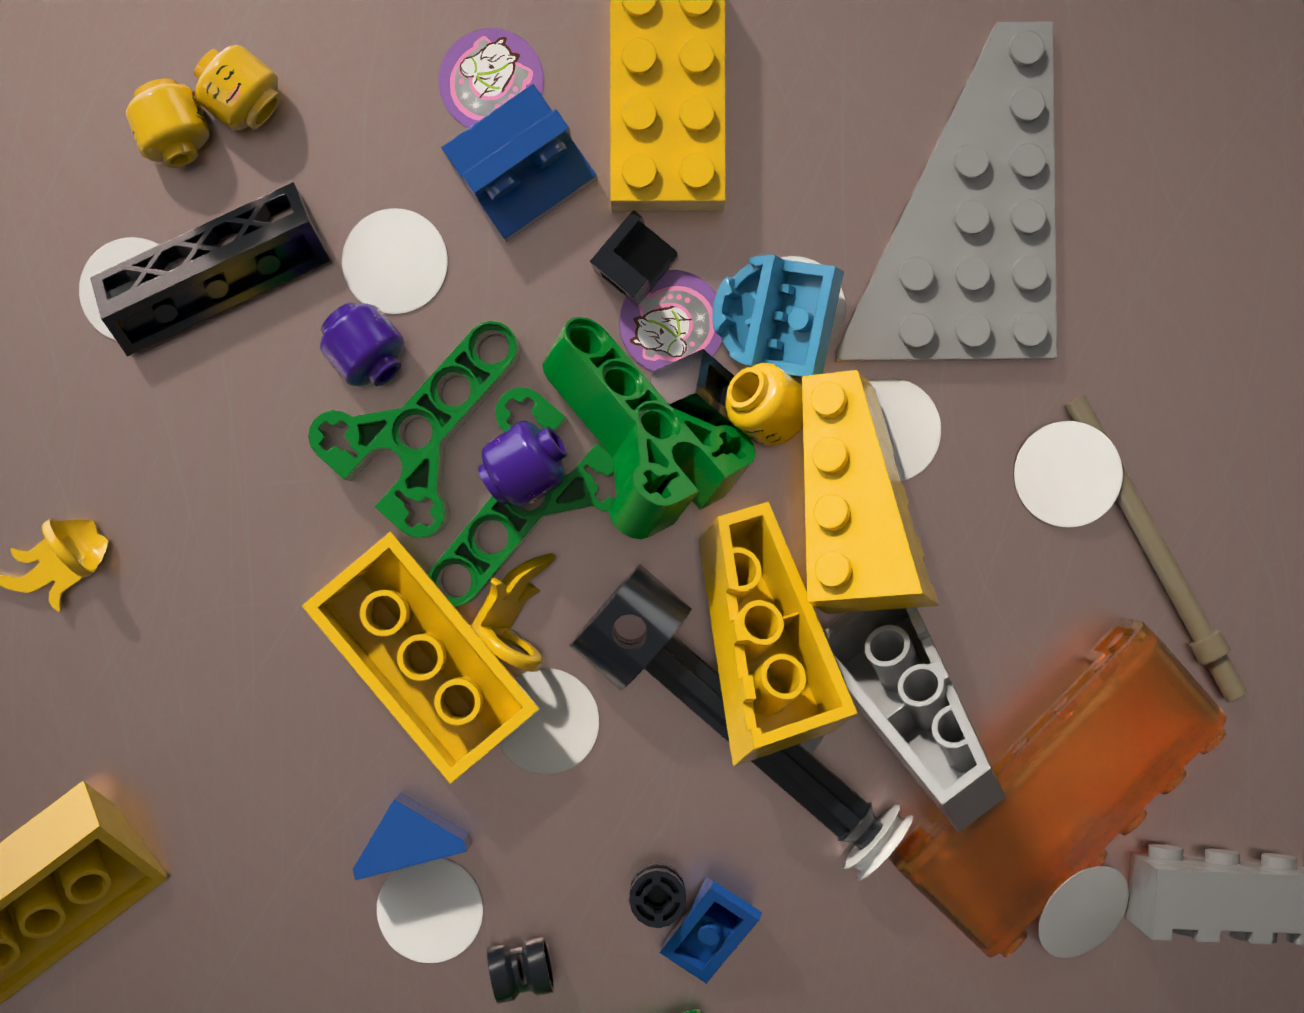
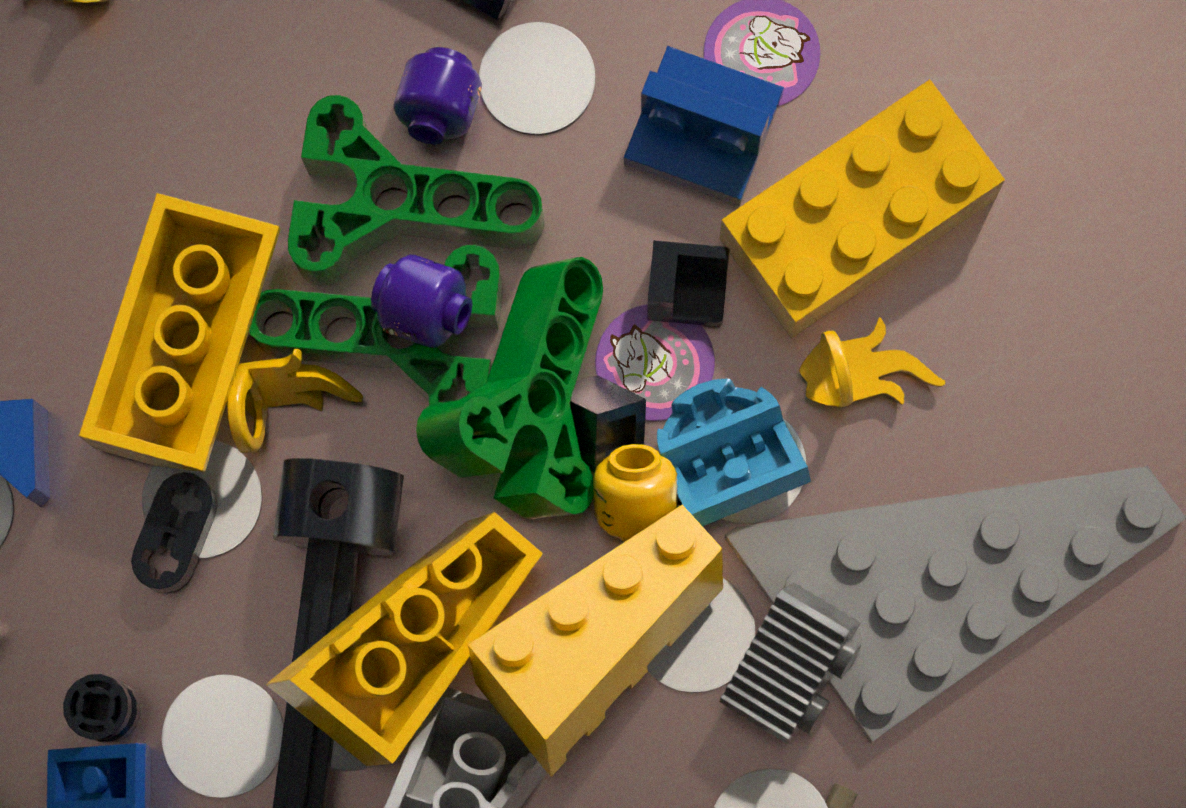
camera: 65 degrees right, 10 degrees down
(550, 767) = (160, 526): none -> black beam
(732, 819) = (222, 736): none -> white sticker
(778, 186) = (849, 370): none -> yellow piece
(968, 376) = (791, 664): none -> dark grey brick

